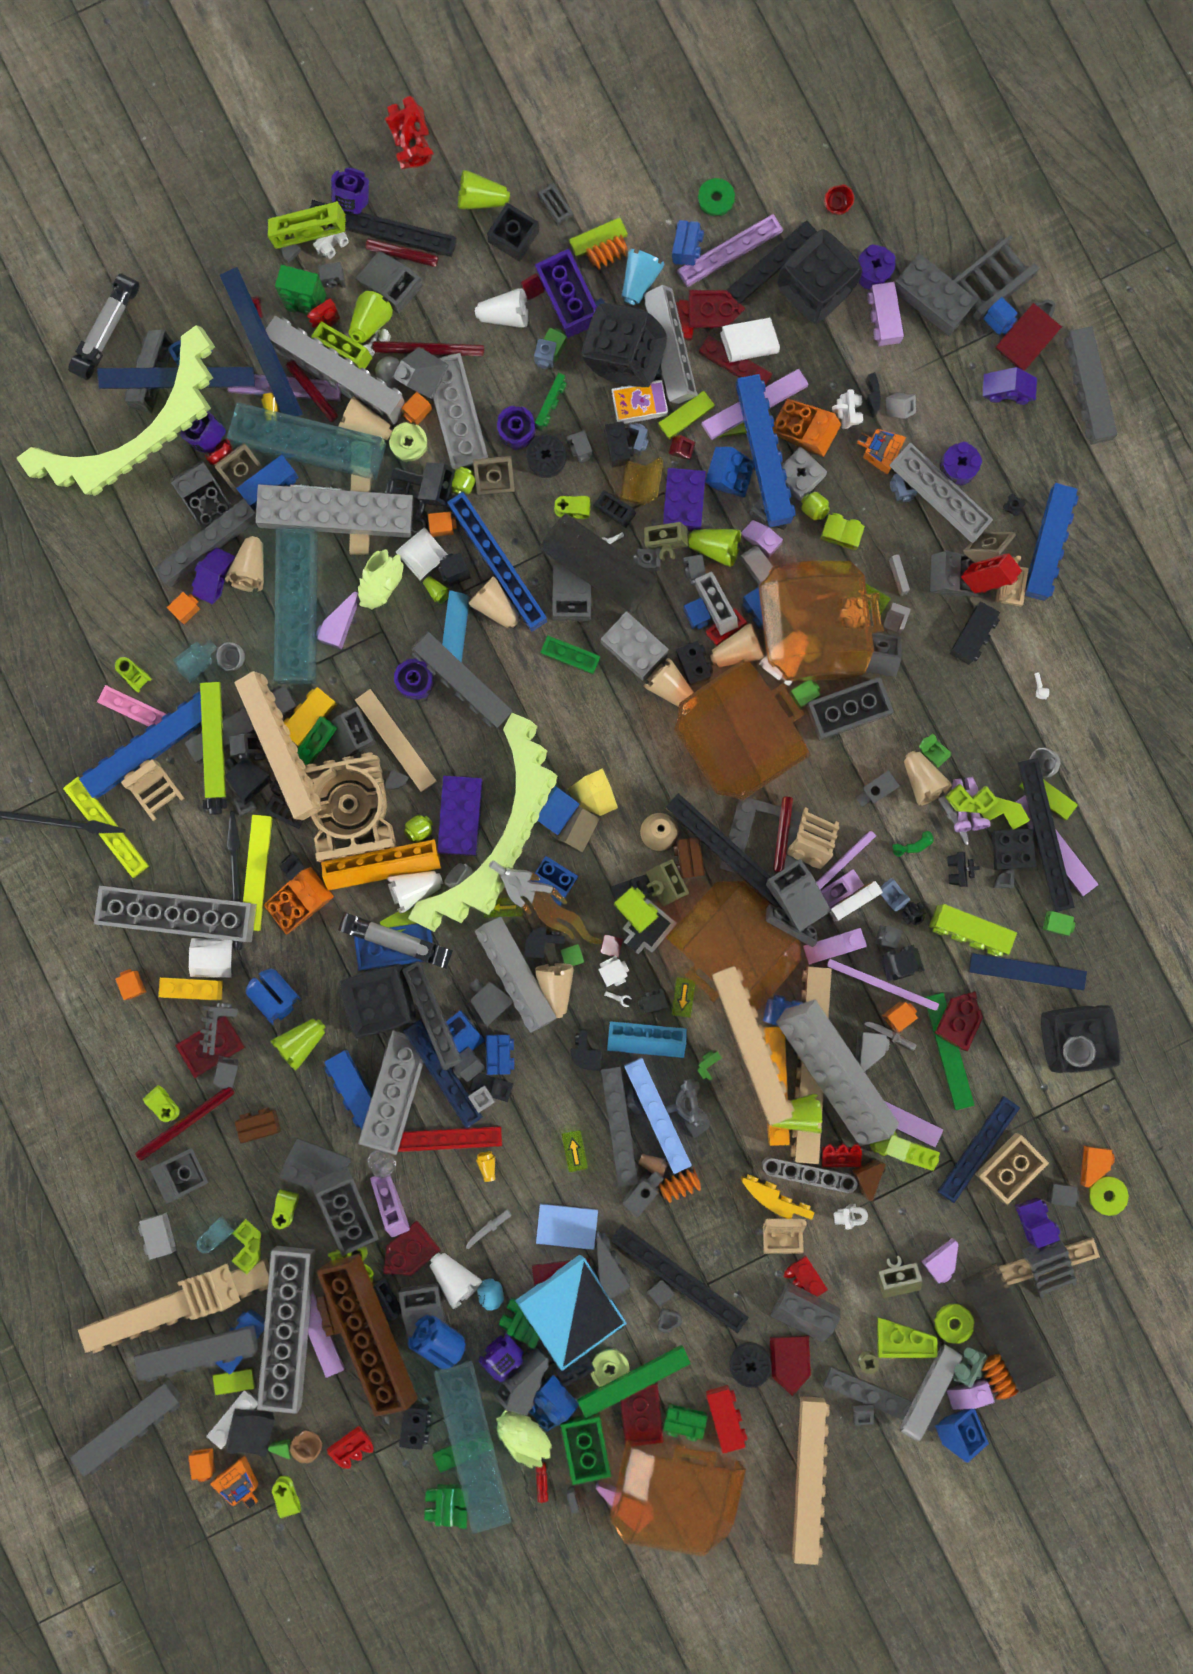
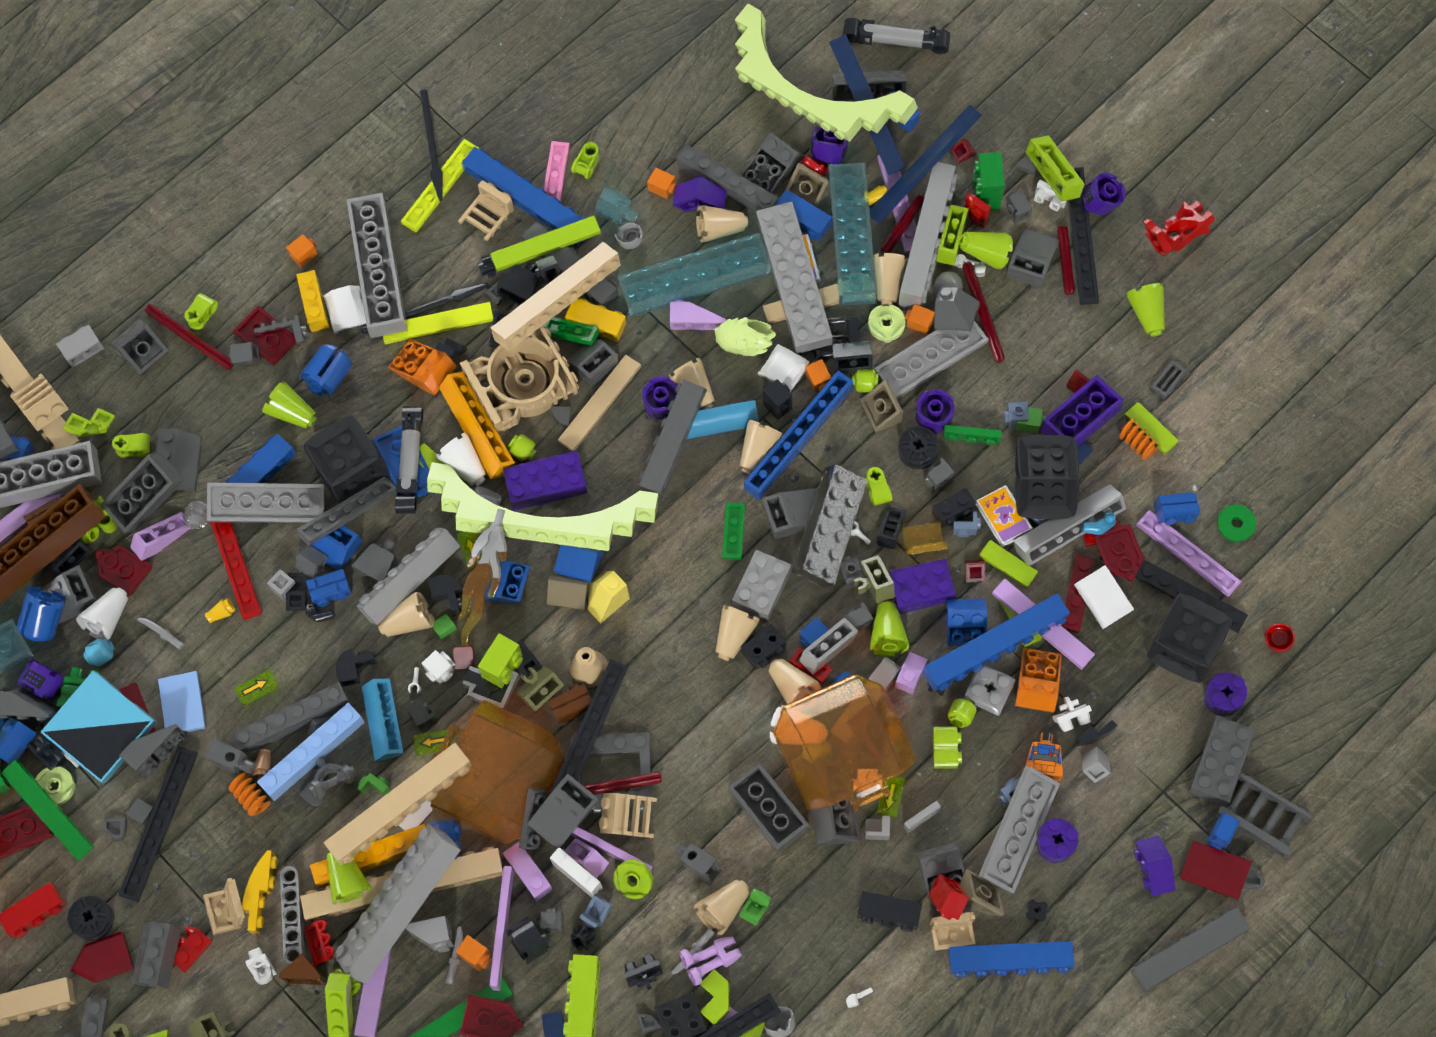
camera: 75 degrees right, 15 degrees down
(217, 1233) = (91, 393): clear light blue piece -> none
(258, 1125) = (202, 397): reddish brown brick -> none
(403, 640) = (696, 374): none -> tan cone
(437, 591) = (754, 391): lime cone -> none
(446, 1079) = (287, 551): dark blue tile -> none
(504, 309) = (1045, 366): white cone -> none
(513, 232) = (1122, 348): black brick -> none
(522, 1073) = (318, 616): none -> black arm
(639, 275) = (1126, 475): medium azure cone -> none
(685, 316) = (1100, 526): none -> dark azure arm
(685, 1422) = (19, 872): green brick -> none
(741, 731) = (710, 708): clear orange windscreen -> none
(805, 693) = (771, 761): bright green brick -> none
(869, 845) = (638, 870): none -> lime tile
(885, 314) = (1182, 720): lavender brick -> none
(926, 840) = (653, 923): green arm -> none
(963, 802) = (710, 949): lime tile -> none

